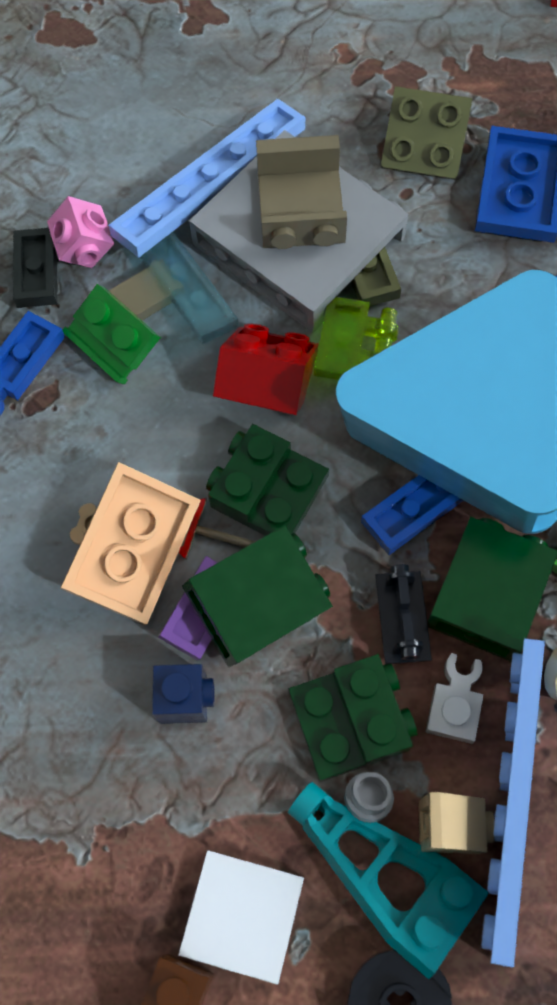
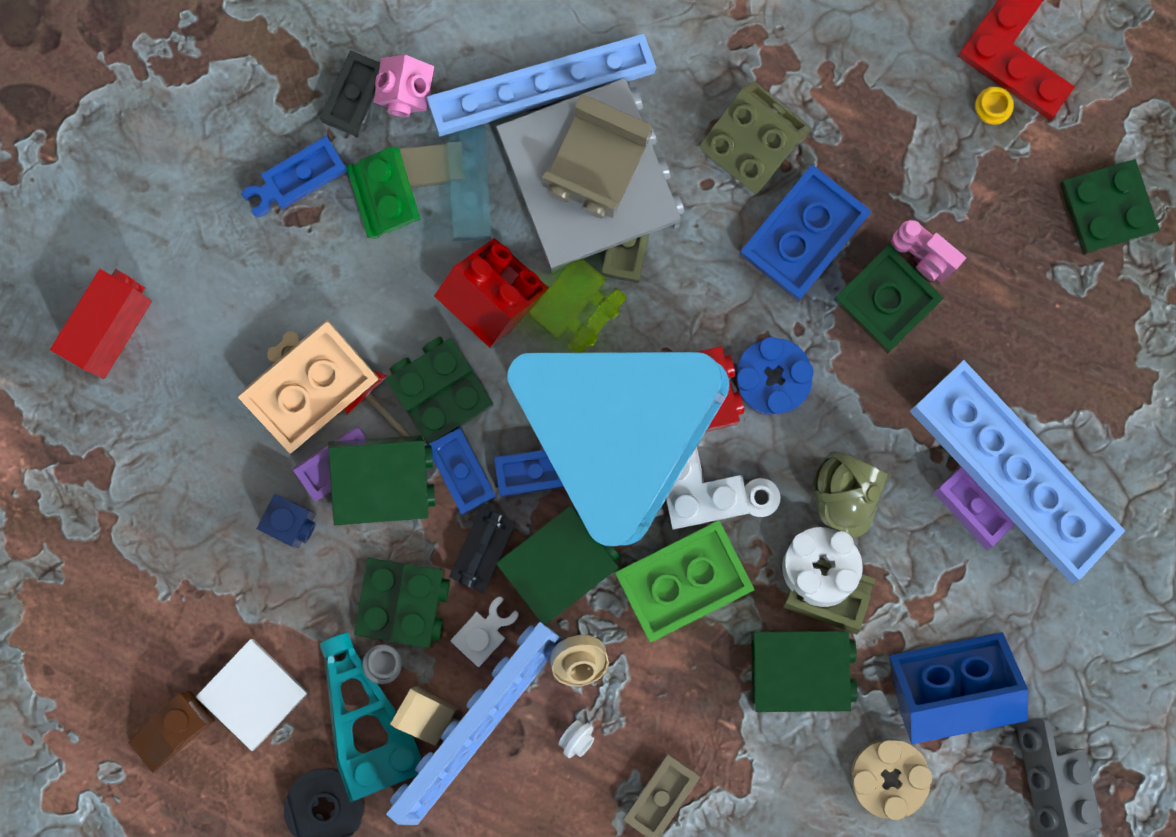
camera: 25 degrees right, 15 degrees up
(338, 549) = (461, 471): none -> blue plate

